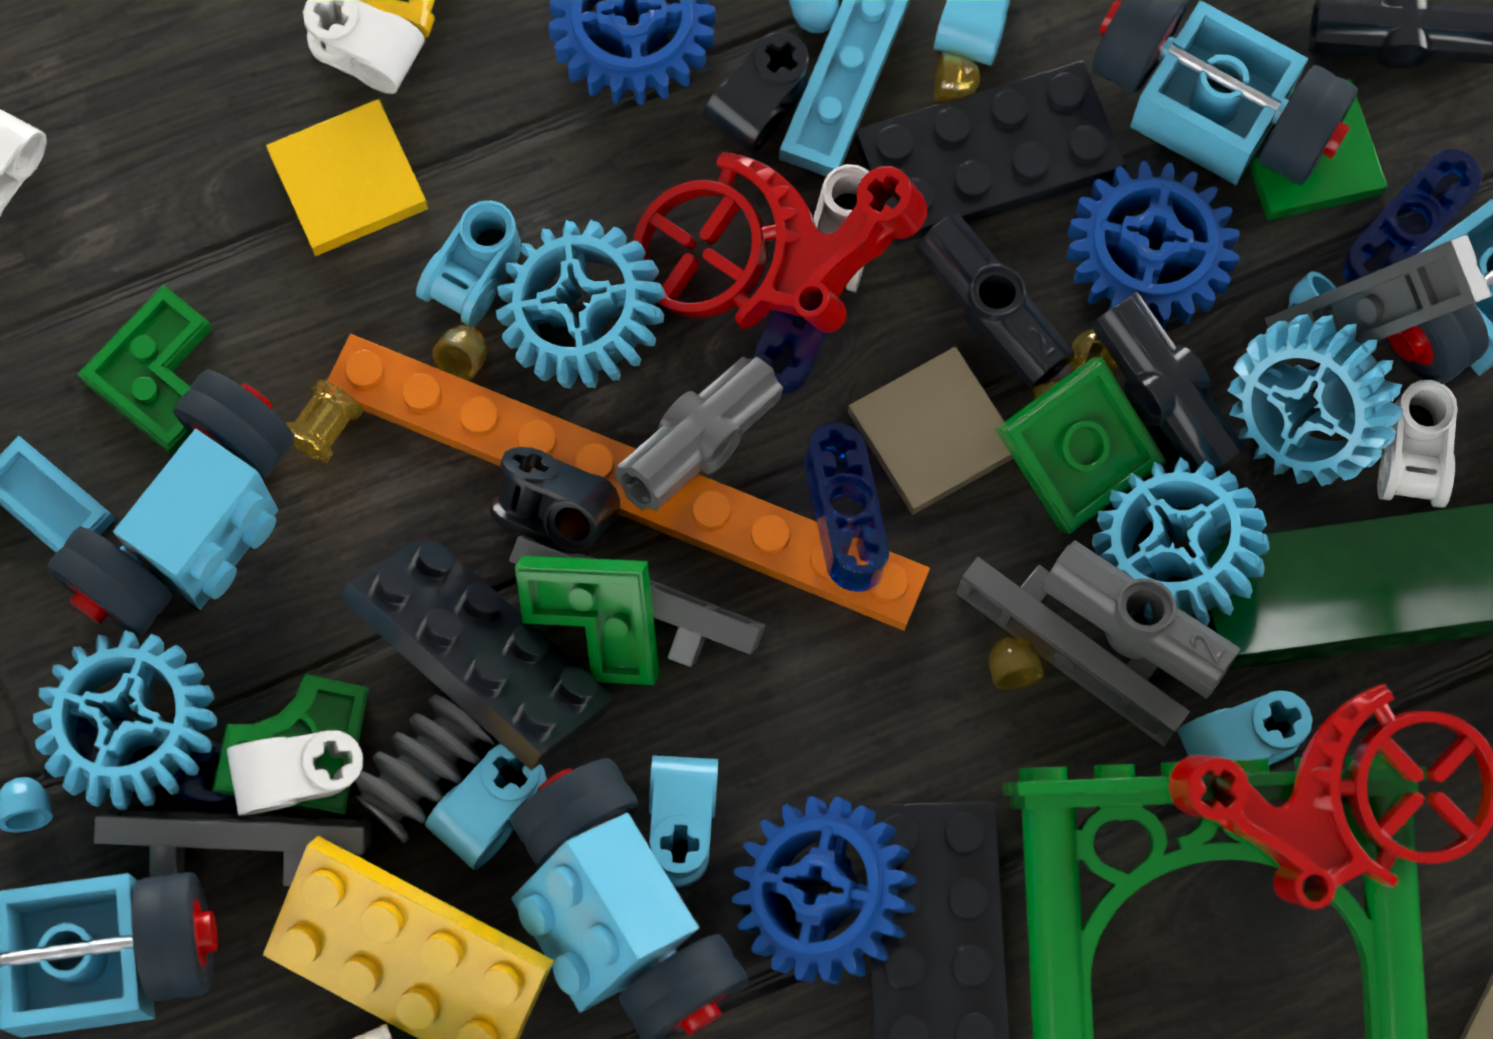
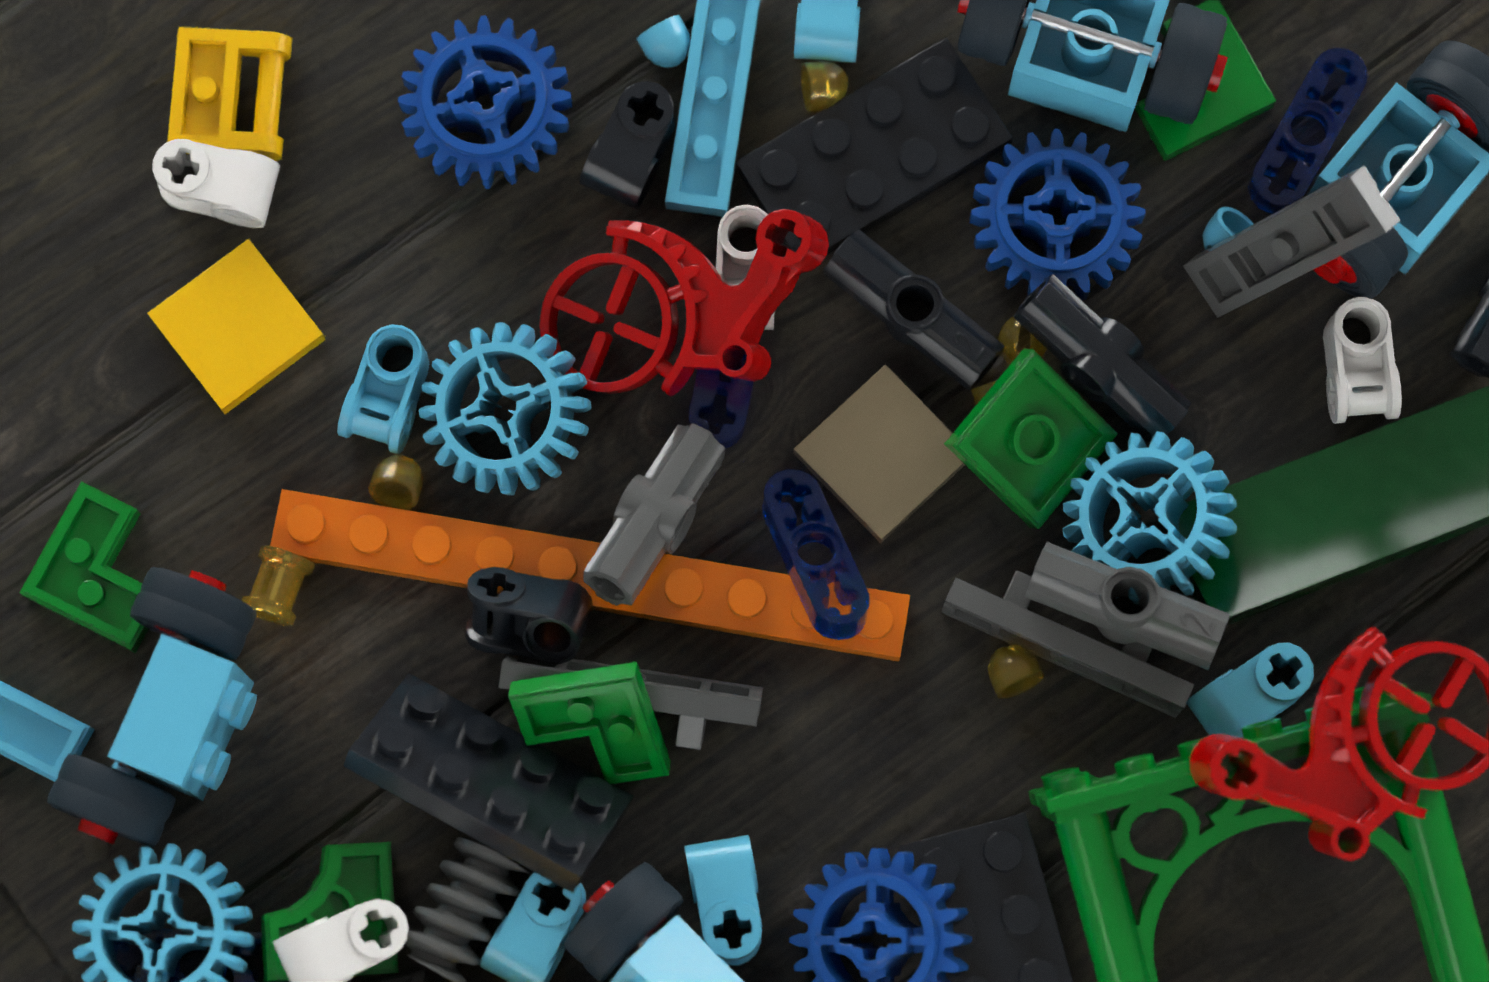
camera: 10 degrees left, 5 degrees up
(1349, 392) = (1287, 340): medium azure gear -> none

